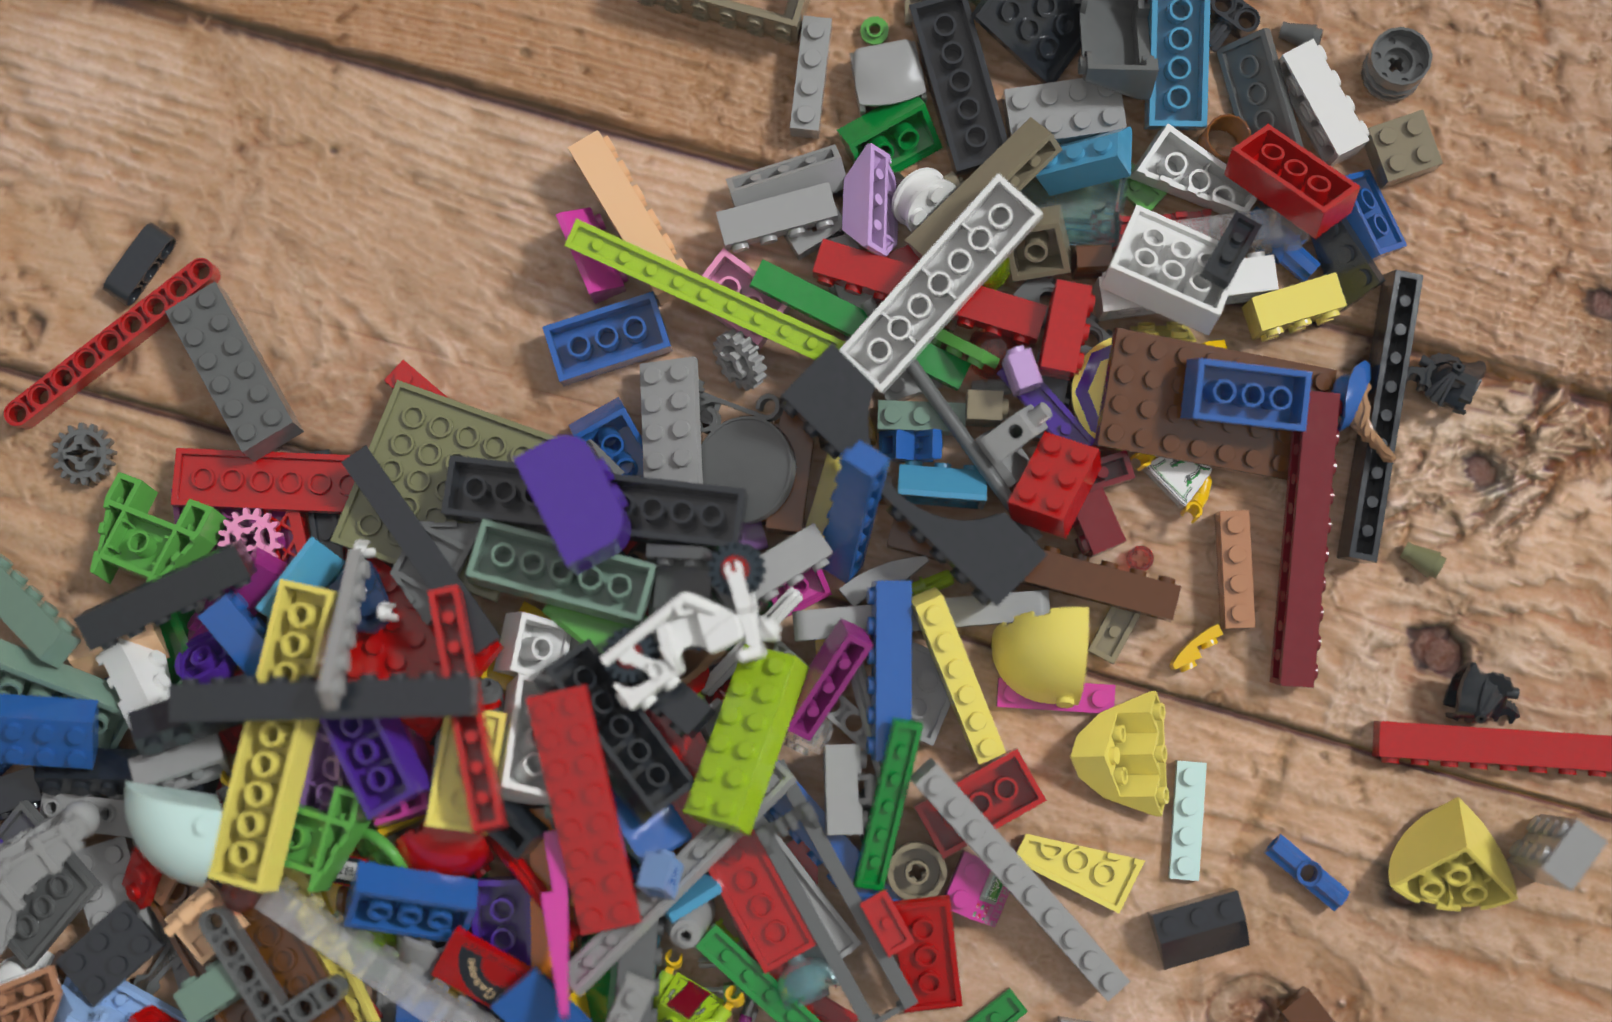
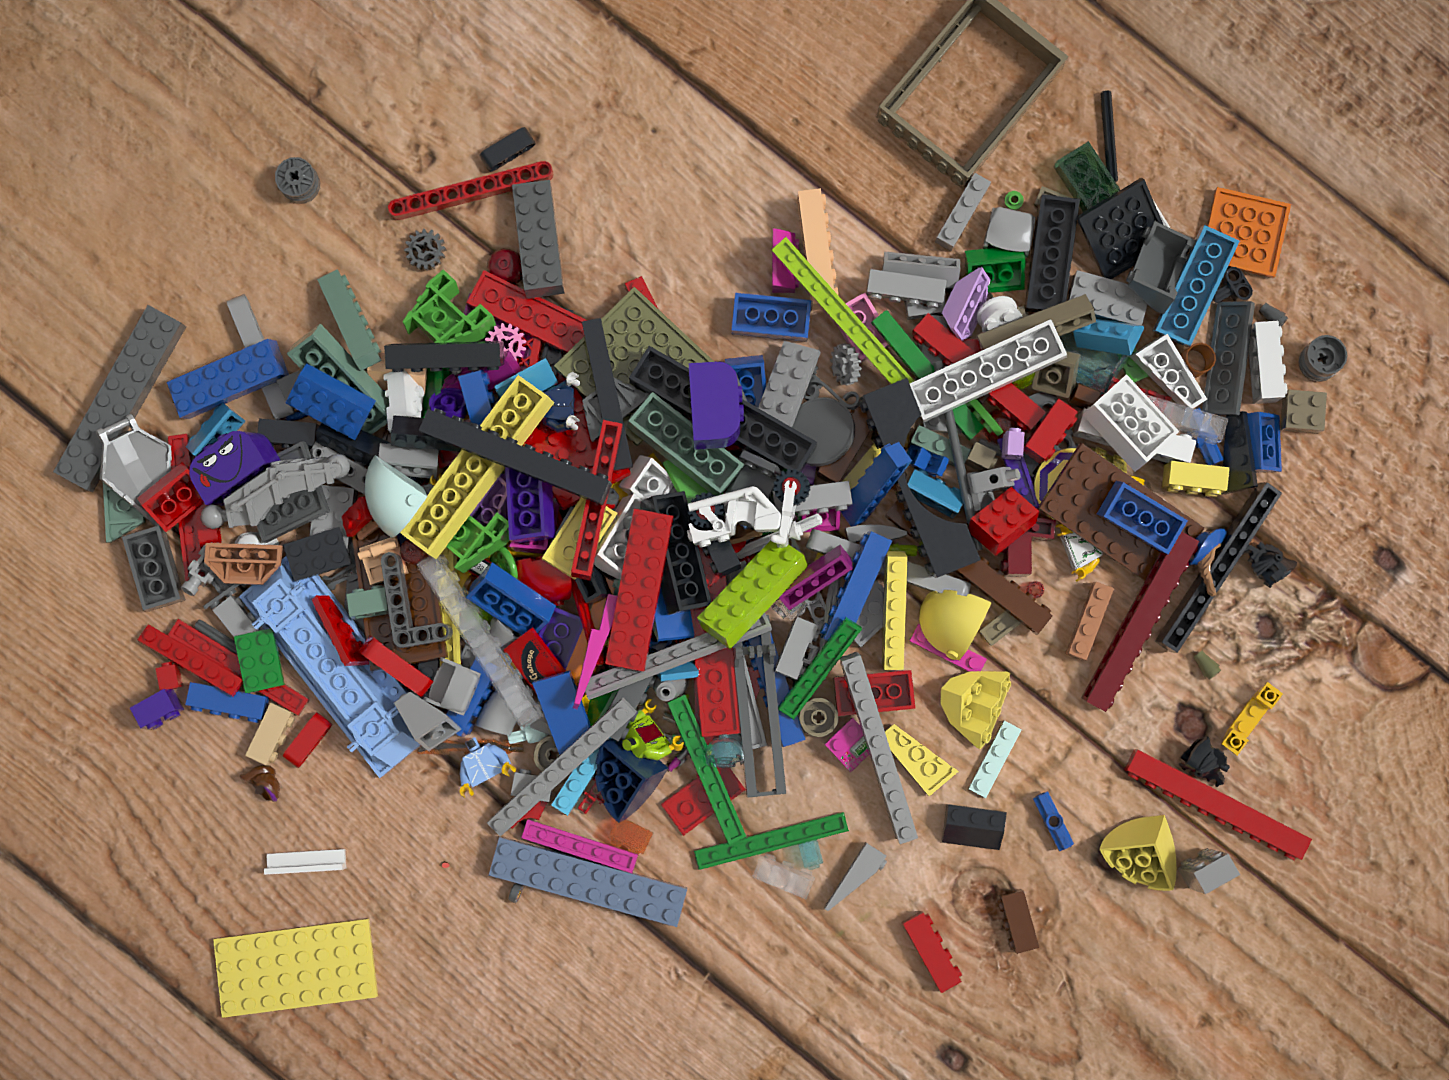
camera: 15 degrees right, 0 degrees up
(204, 428) = (505, 265): none -> dark red cylinder
(342, 632) = (544, 421): light grey plate -> none
(660, 874) = (667, 649): medium blue brick -> none
(886, 922) = (788, 738): red plate -> none
(931, 961) = (804, 767): red tile -> none
(1189, 652) = (1040, 659): yellow slope -> none
(1231, 250) = (1171, 426): black plate -> none
(1291, 180) = (1226, 400): red brick -> none
(1513, 607) = (1249, 716): none -> yellow slope

